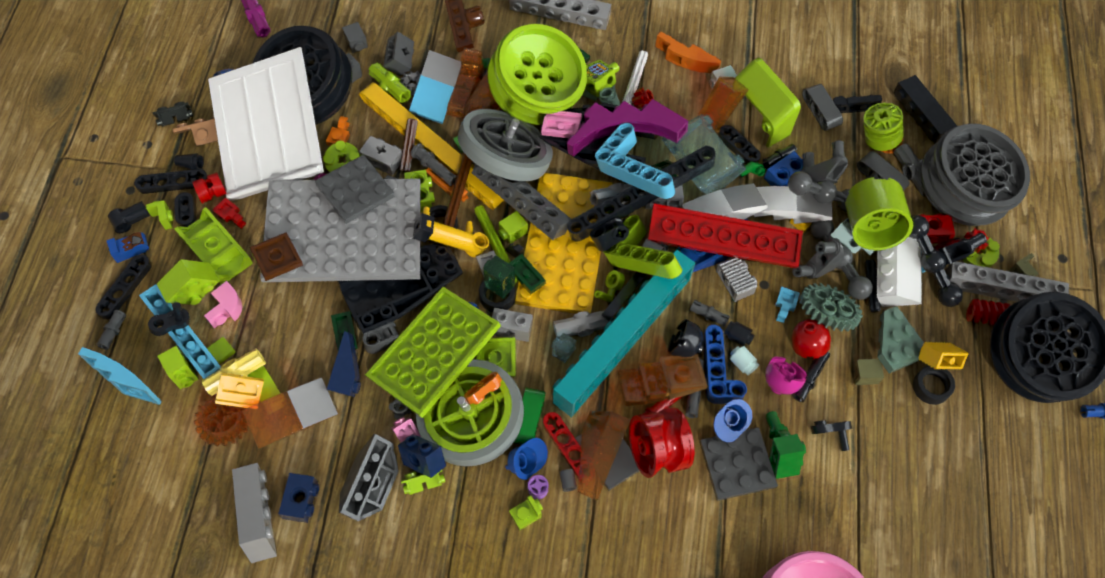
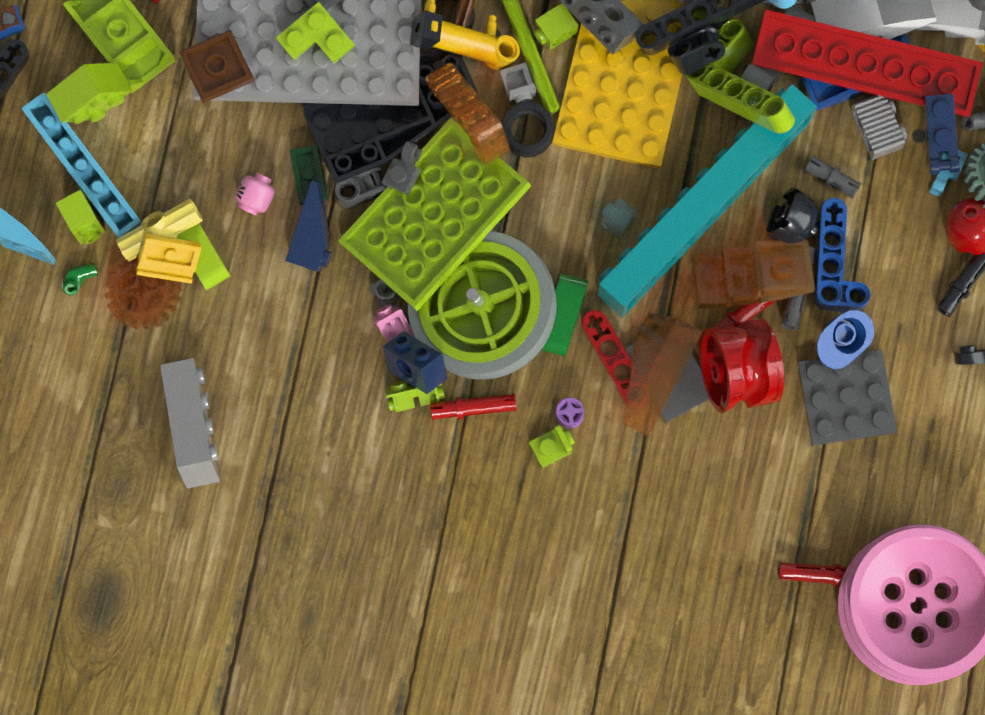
camera: 10 degrees right, 15 degrees up
(174, 412) = (76, 276): none -> green arm
(175, 319) = (75, 149): black piece -> none
(221, 350) = (136, 191): lime tile -> none
(228, 305) = (145, 122): bright pink brick -> none
(289, 412) = (236, 290): slope -> none
(297, 485) = (249, 390): dark blue brick -> none
(306, 346) = (255, 193): none -> bright pink head
(346, 229) = (318, 28): none -> lime plate
(369, 479) = (342, 389): dark grey wedge -> none
(410, 324) = (403, 174): none -> dark grey plate
(457, 279) = (469, 112): none -> clear orange beam
(464, 487) = (473, 406): none -> red pin
(483, 387) = (508, 271): orange plate -> none
(499, 276) = (532, 111): clear green brick -> none
(500, 352) = (528, 223): lime plate -> none
(513, 324) = (548, 178): light grey brick -> none
(515, 250) = (558, 64): black tile -> none
(527, 274) = (571, 104): dark green plate -> none
(527, 458) = (558, 374): blue piece -> none
(568, 480) = (611, 406): dark grey hinge -> none
(580, 324) = (648, 183): light grey piece -> none
(614, 281) = (699, 121): lime plate -> none
(623, 295) = (708, 147): black beam -> none
(739, 333) = (871, 211): black brick -> none
(744, 360) = (873, 251): light aqua brick -> none
(781, 278) = (941, 132): none -> dark blue plate
(784, 377) = (927, 279): dark pink cylinder -> none
(786, 449) = (912, 385): green brick -> none

